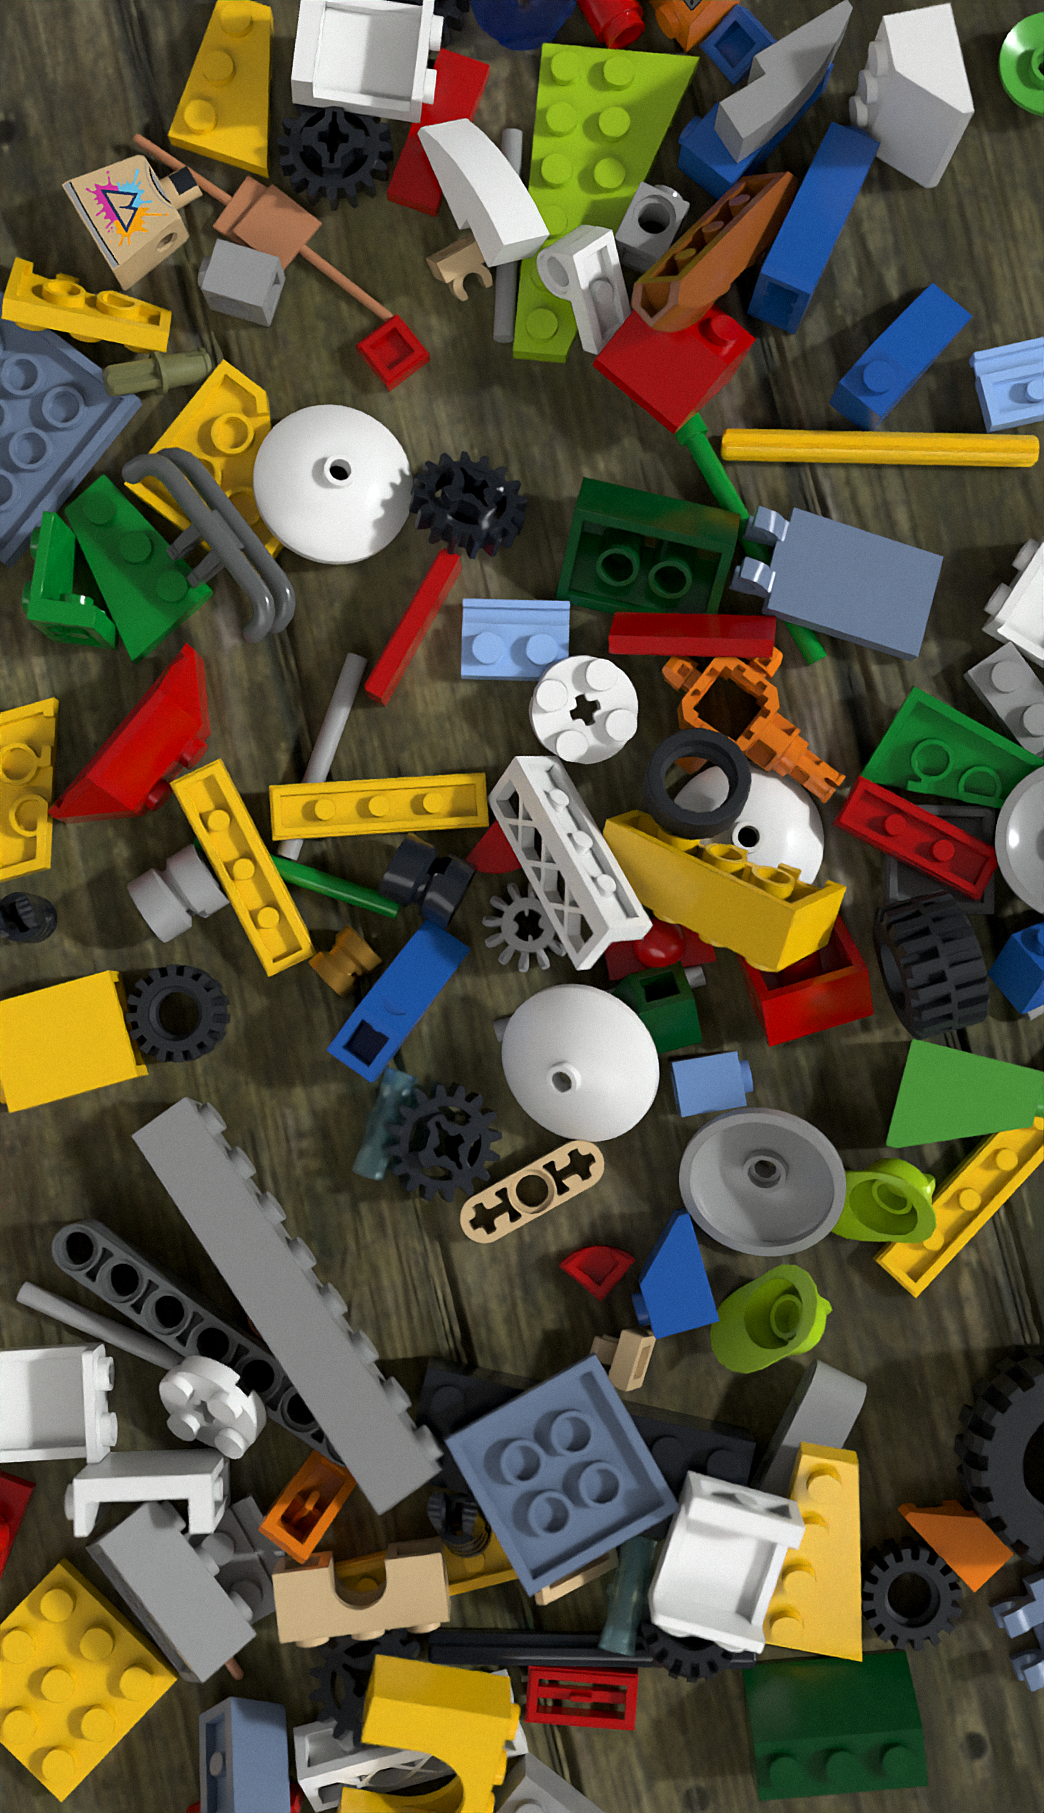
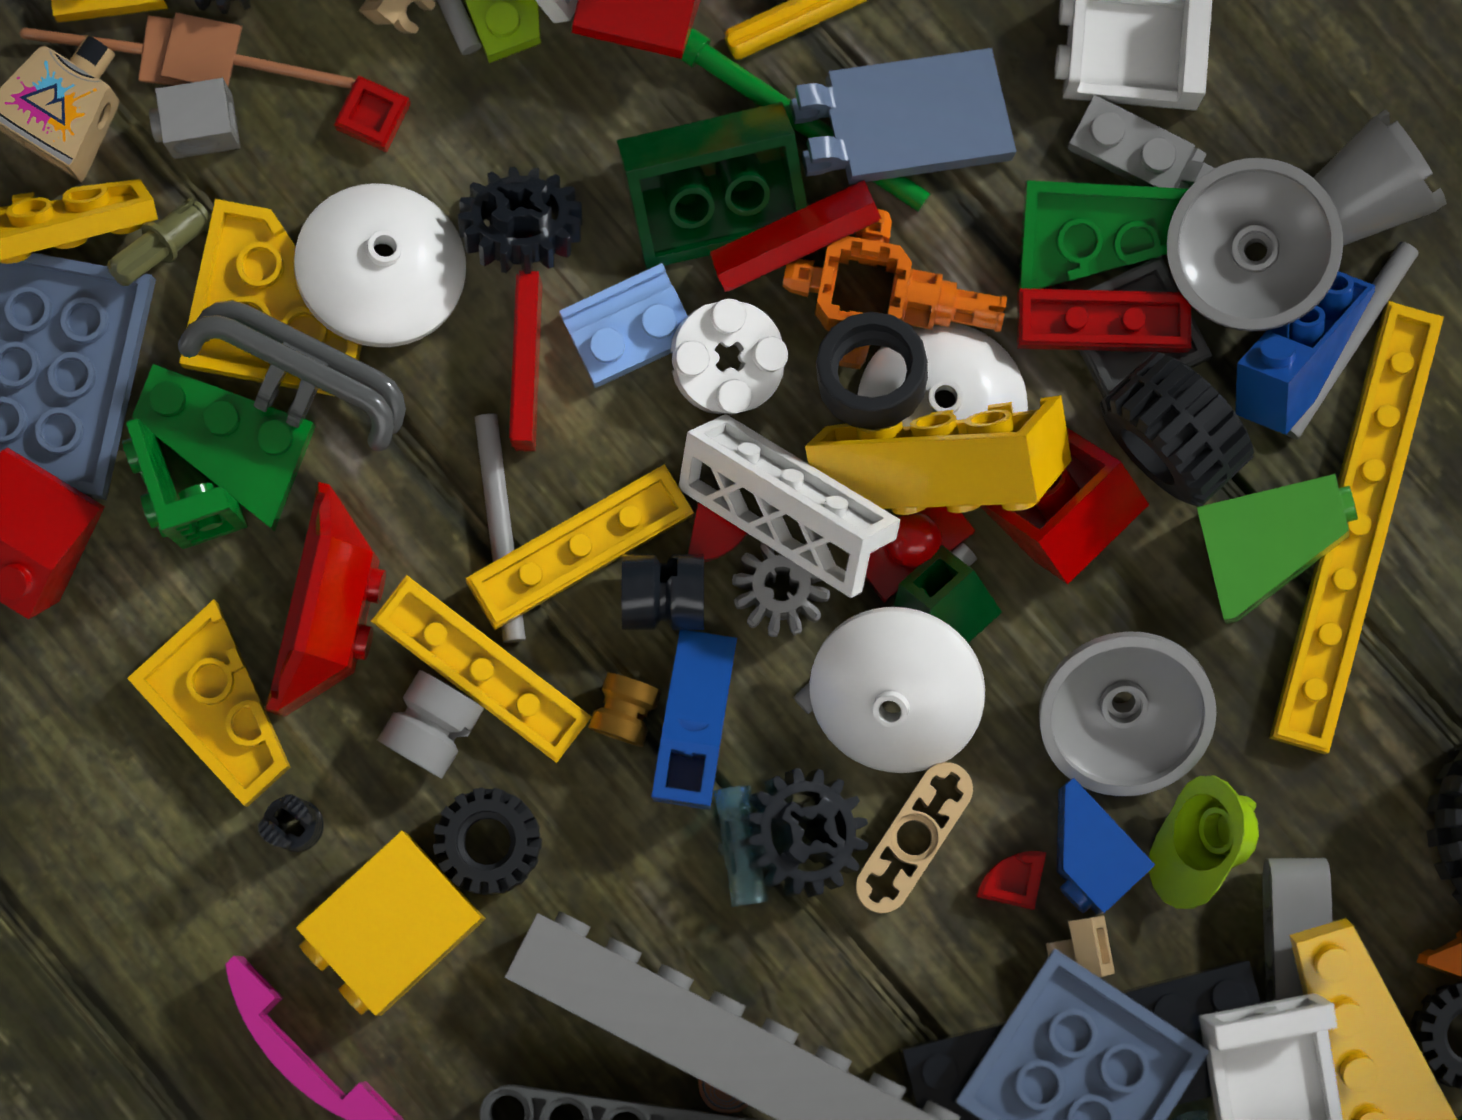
camera: 30 degrees left, 5 degrees down
(331, 886) = (568, 647): green bar -> none
(710, 1082) = (1028, 647): medium blue brick -> none
(888, 1203) = (1254, 676): lime piece -> none

